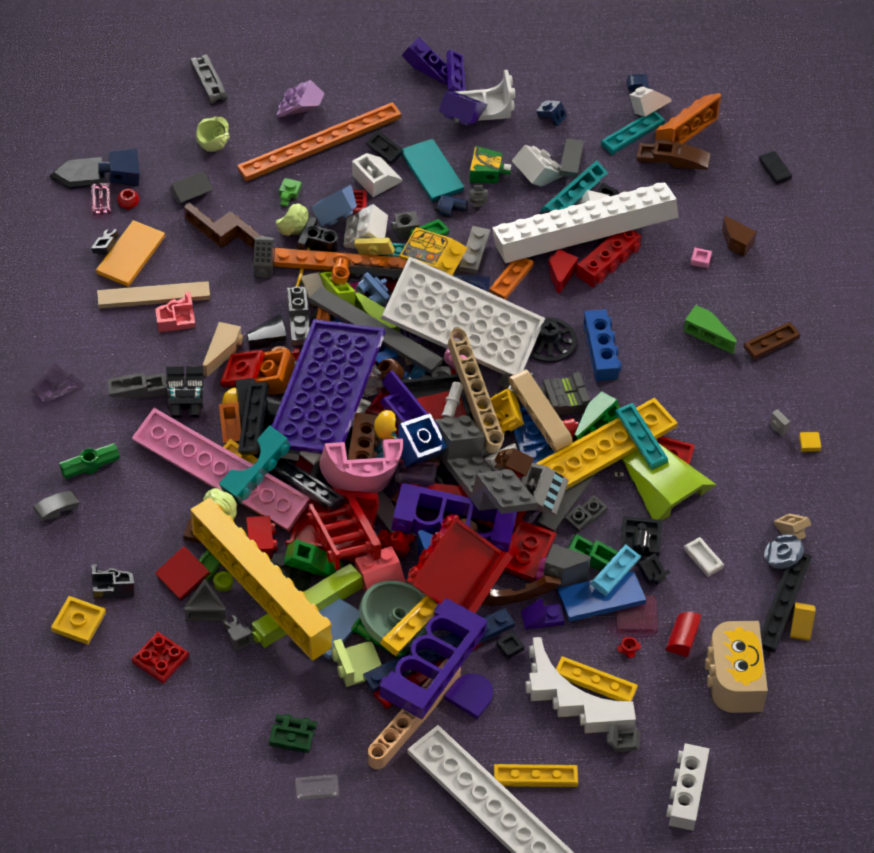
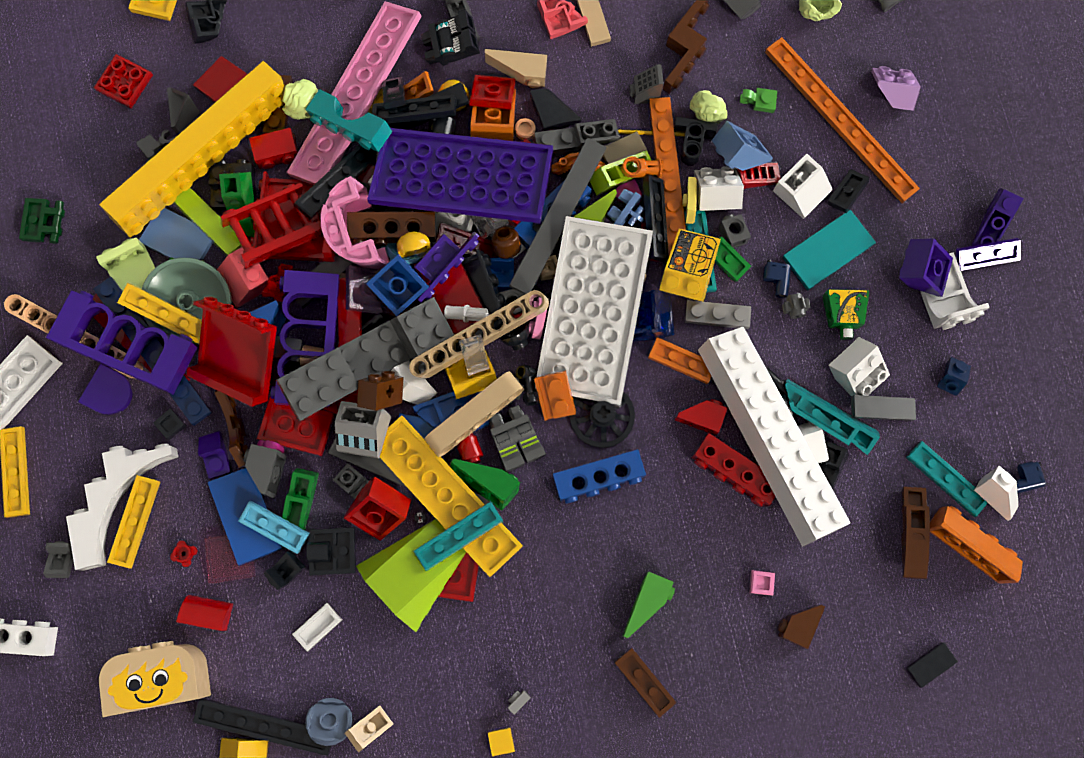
camera: 80 degrees right, 25 degrees up
(232, 433) = (393, 93): none -> black tile
(493, 392) = (474, 354): none -> clear tile
(531, 359) = (555, 395): none -> orange plate
(610, 493) = (378, 509): none -> red slope

